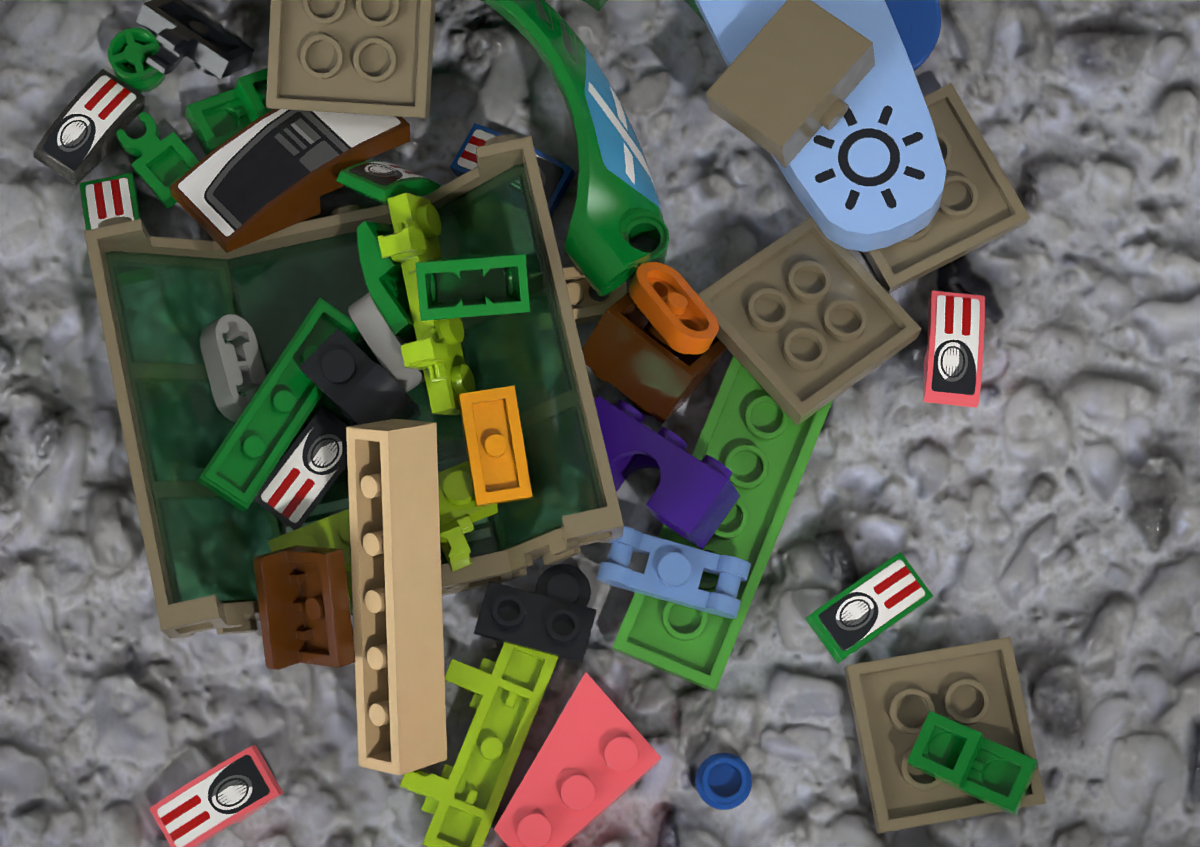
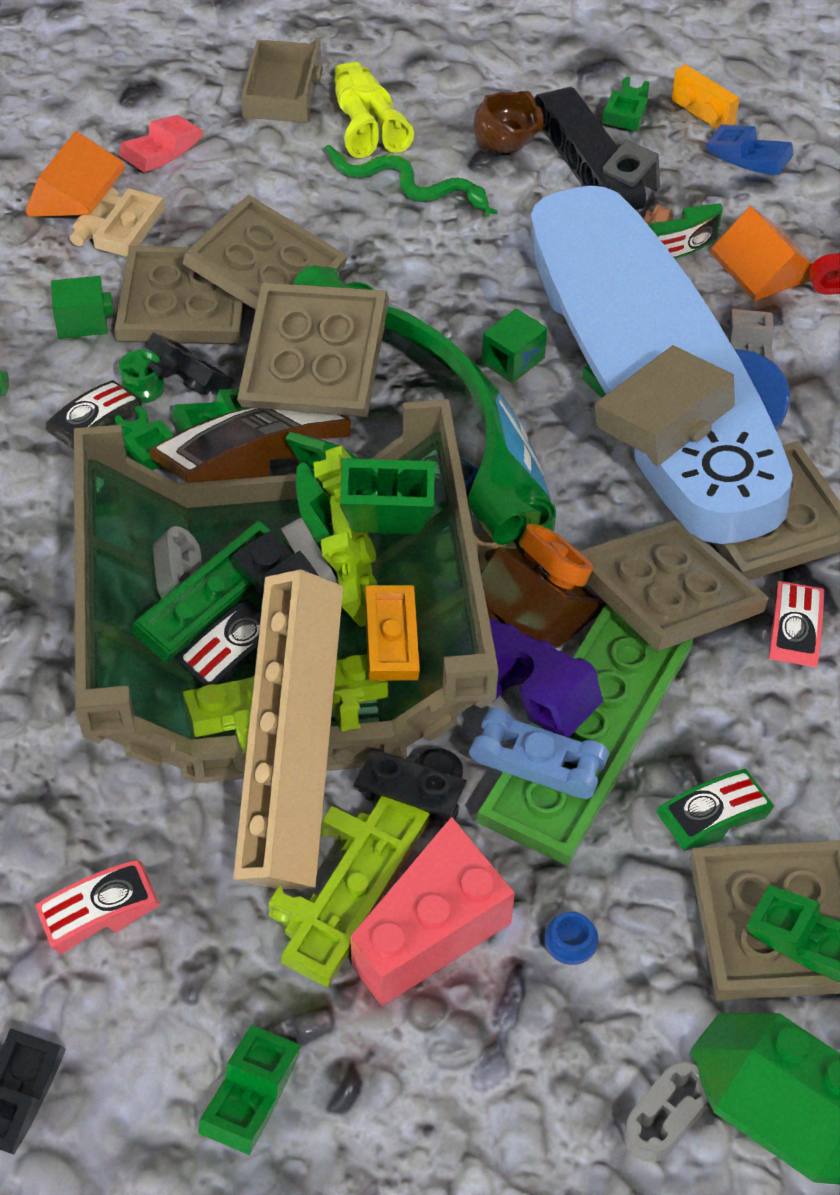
camera: 10 degrees right, 25 degrees down
(304, 607) = (205, 728): reddish brown bracket -> none

